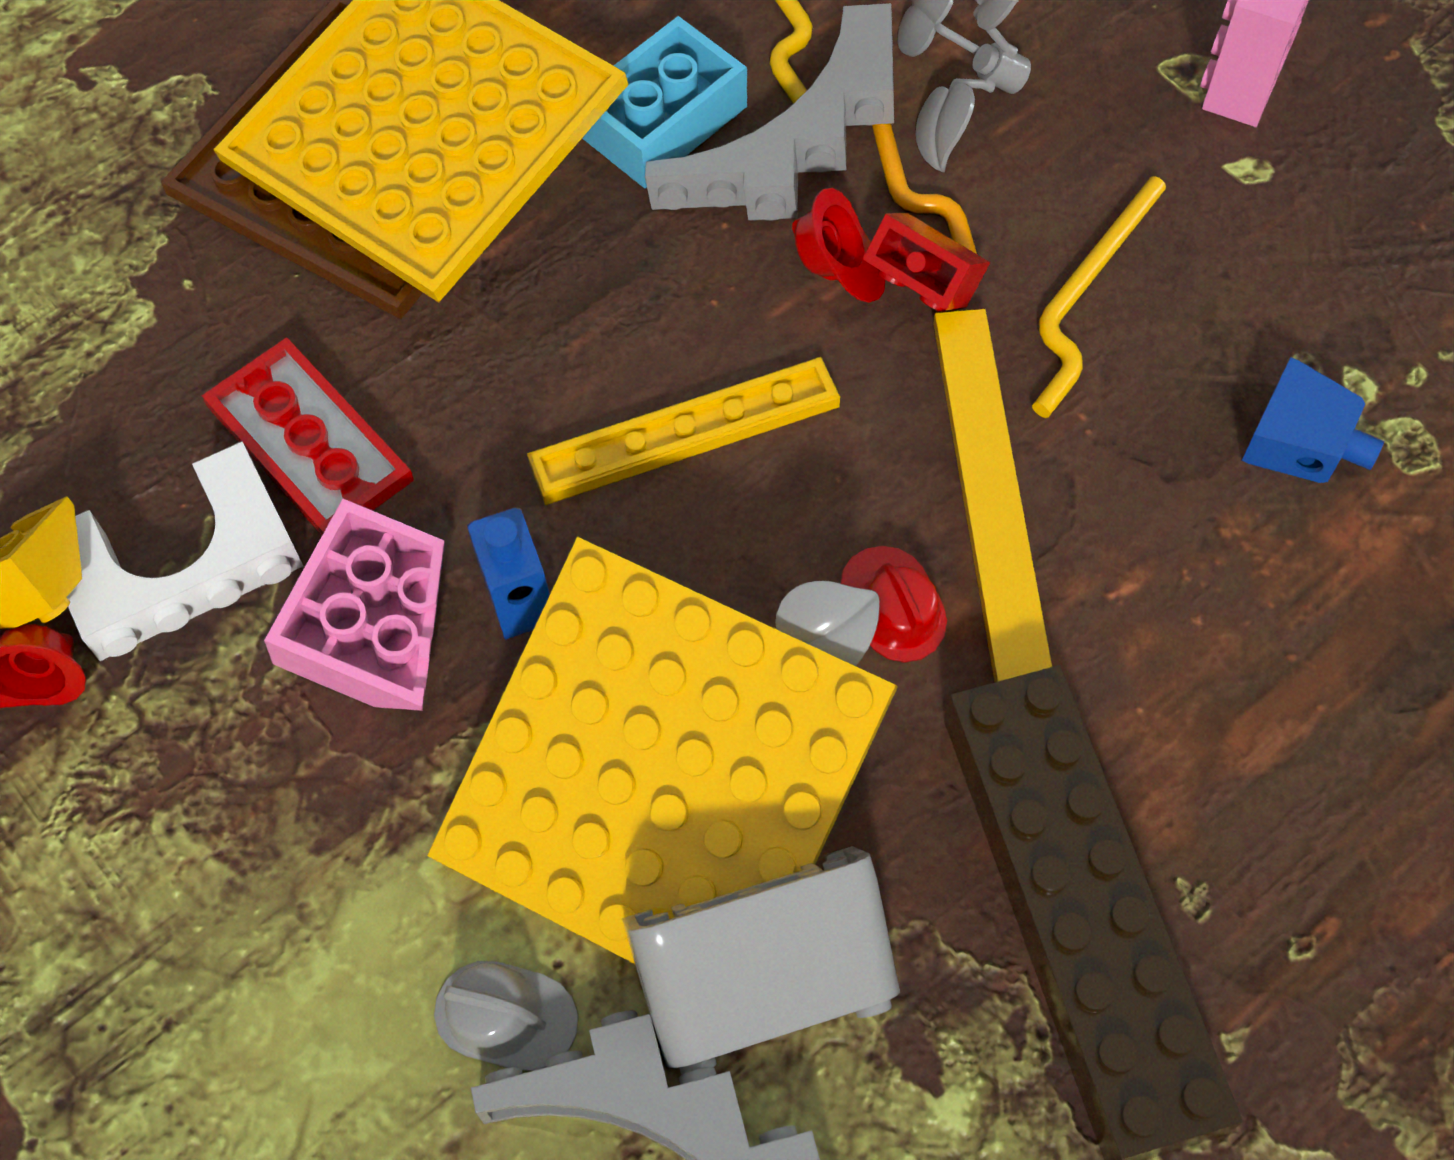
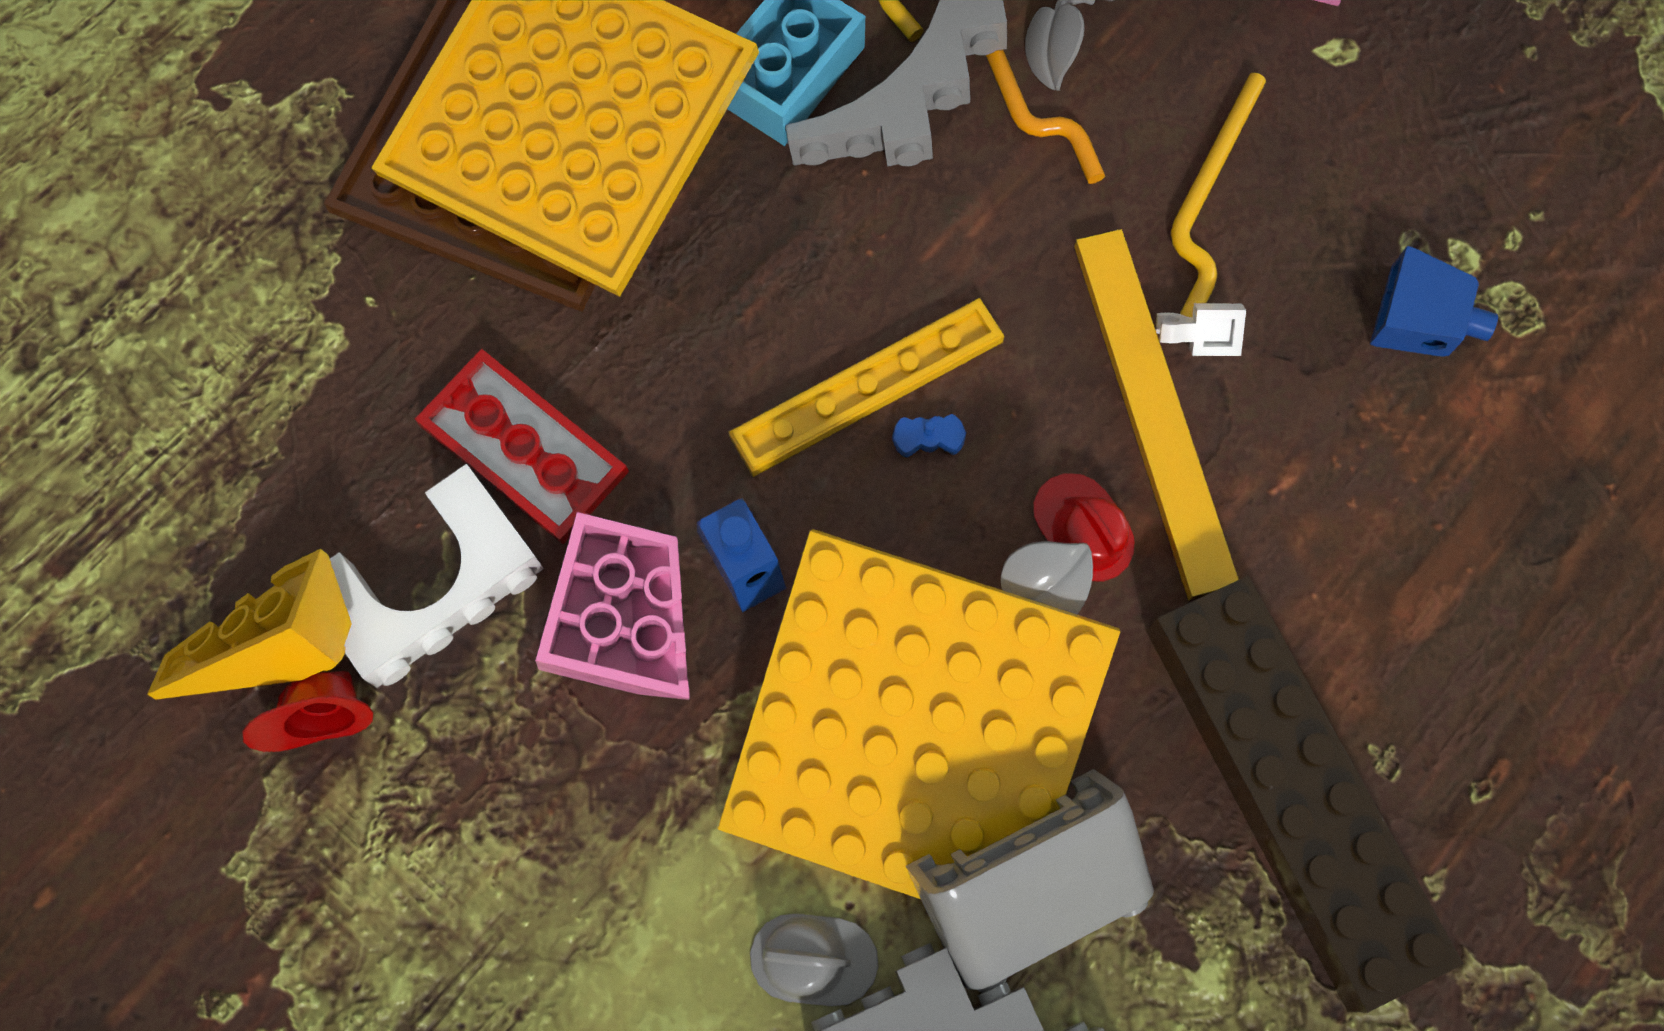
camera: 10 degrees left, 10 degrees up
(741, 486) = (928, 435): none -> blue piece
(834, 246) = (978, 187): red piece -> none
(925, 261) = (1062, 191): red brick -> none
(1066, 418) = (1212, 329): none -> white plate

